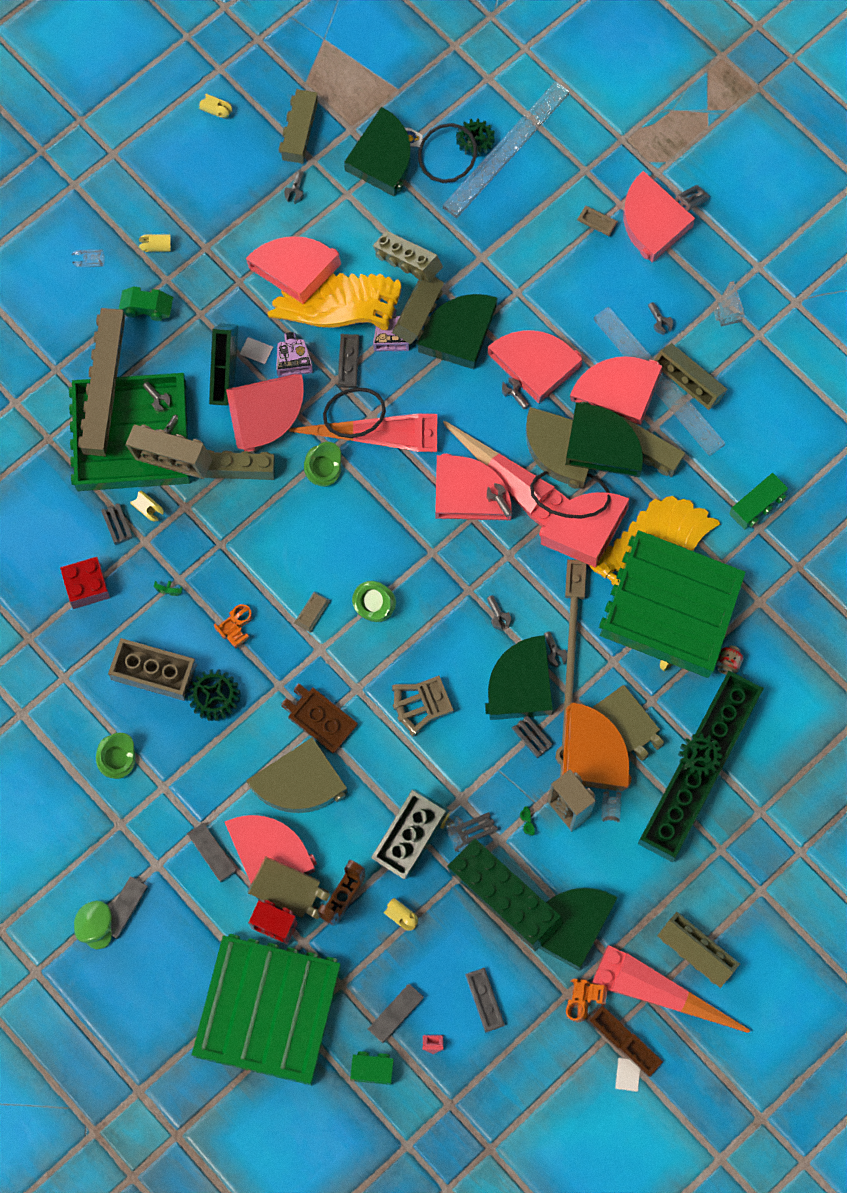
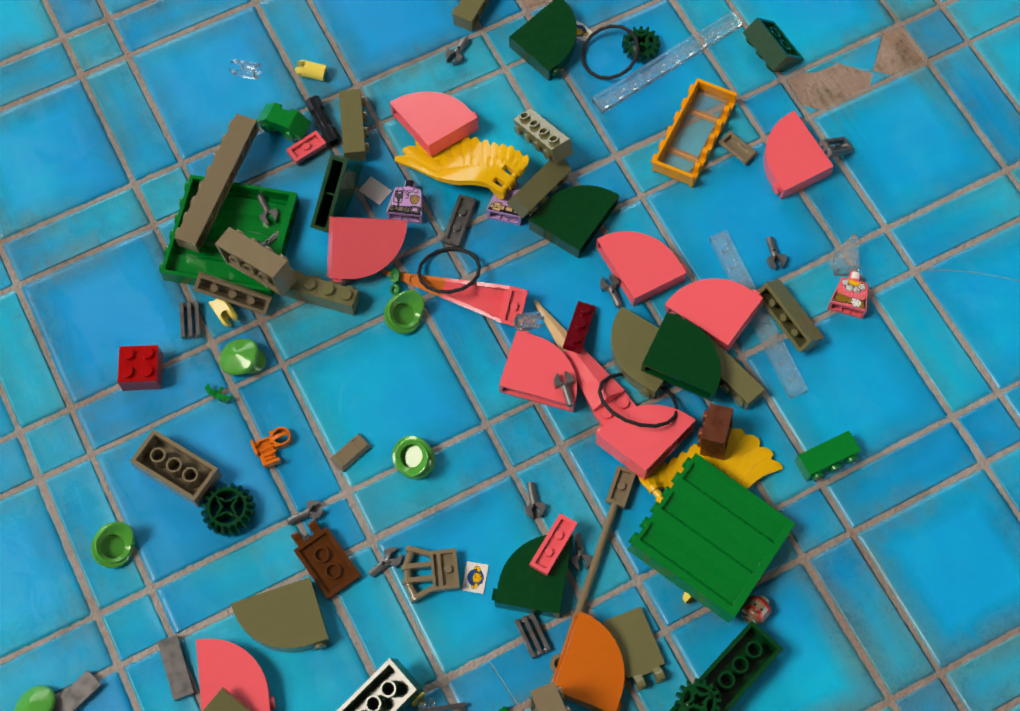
camera: 15 degrees right, 5 degrees down
(152, 487) = (232, 293): none -> dark tan brick
(176, 324) = (306, 147): none -> coral plate
(179, 548) = (242, 357): none -> bright green piece
(184, 293) = (323, 121): none -> black axle
(216, 290) = (353, 124): none -> olive brick
(289, 679) = (307, 513): none -> flat silver bar
(303, 432) = (395, 278): none -> green piece
(377, 705) = (387, 561): none -> flat silver bar
(445, 443) = (527, 321): none -> clear piece
(463, 698) = (475, 577): none -> white sticker
(494, 437) = (579, 327): none -> dark red plate
(530, 648) = (553, 544): none -> coral plate
(551, 215) = (694, 132): none -> window
(604, 107) = (772, 45): none -> dark green slope
(650, 505) = (715, 431): none -> copper brick
(741, 343) = (850, 296): none -> torso

